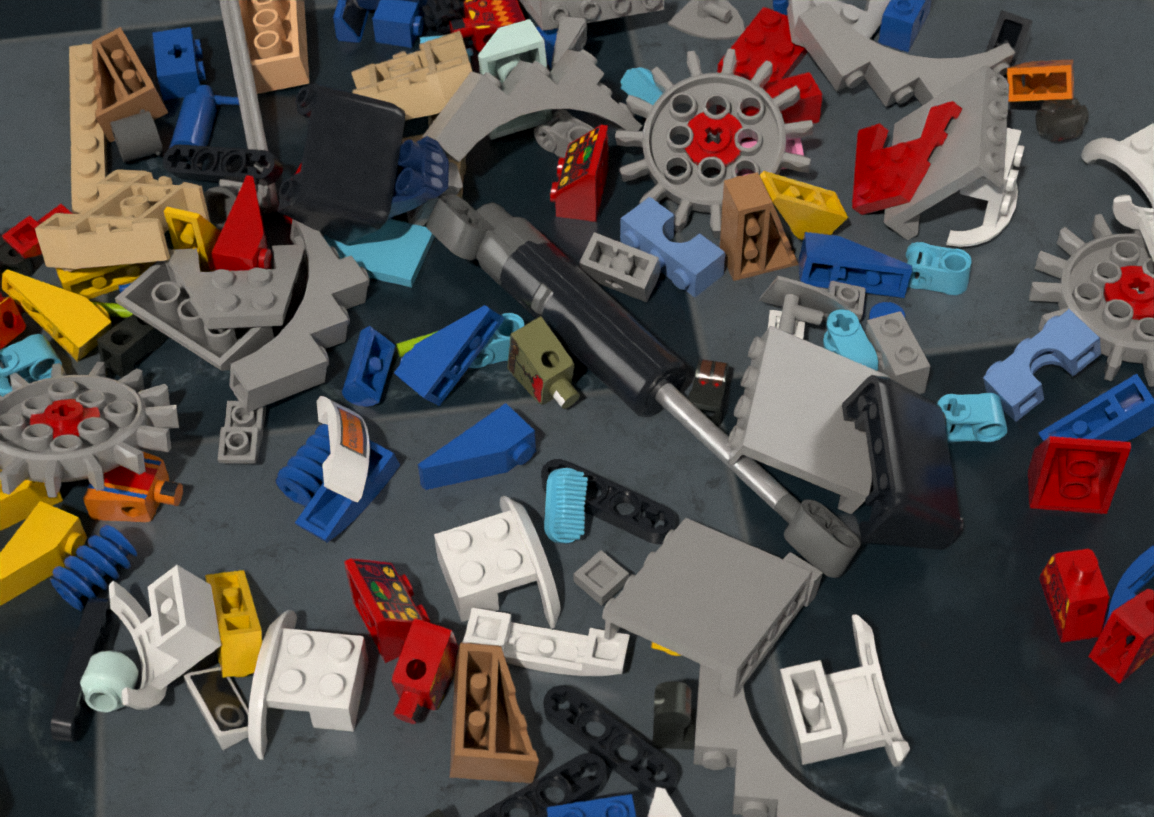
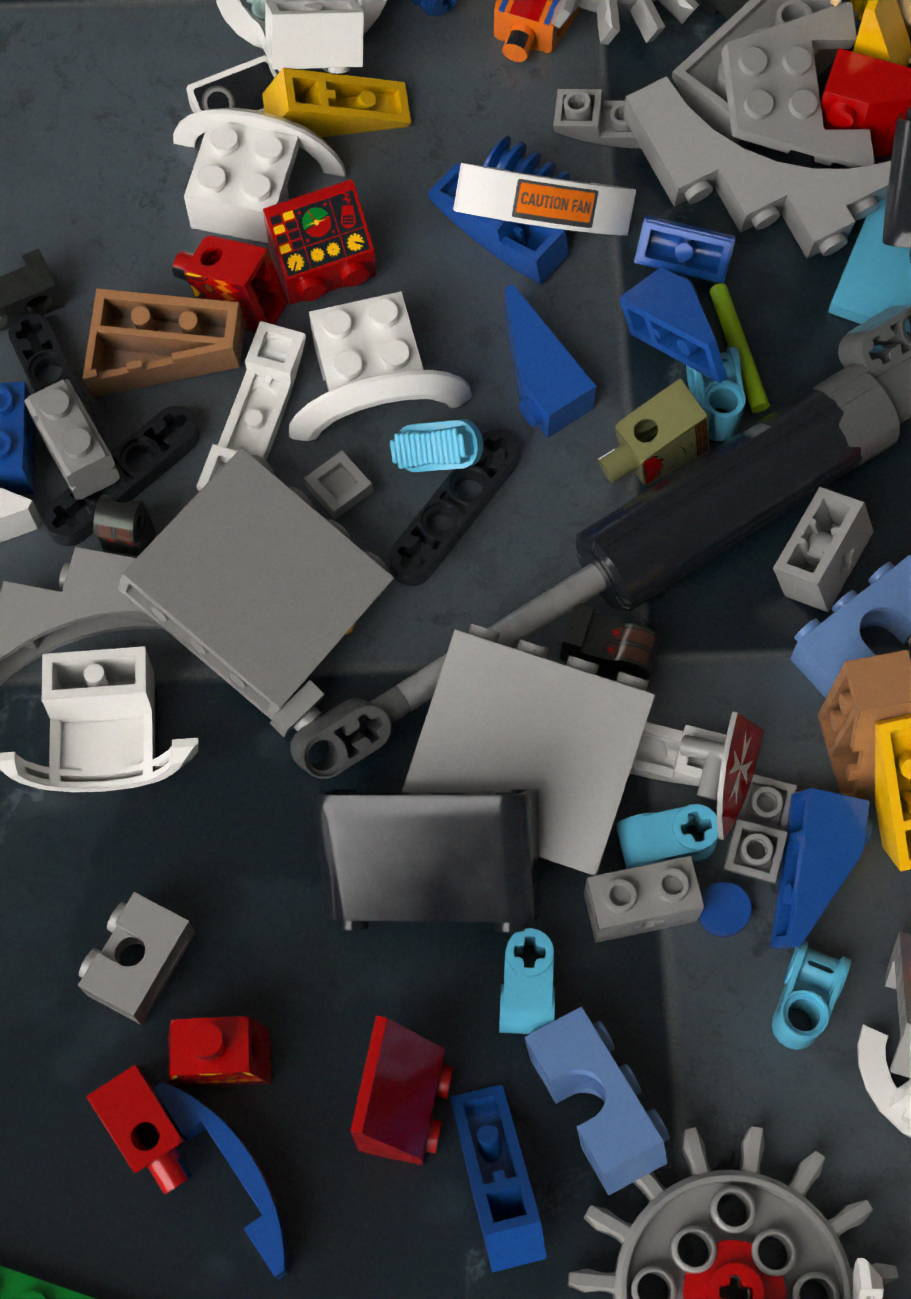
camera: 95 degrees right, 15 degrees up
(597, 760) = (72, 439): none -> light grey brick
(1007, 643) = (137, 987): none -> light grey brick

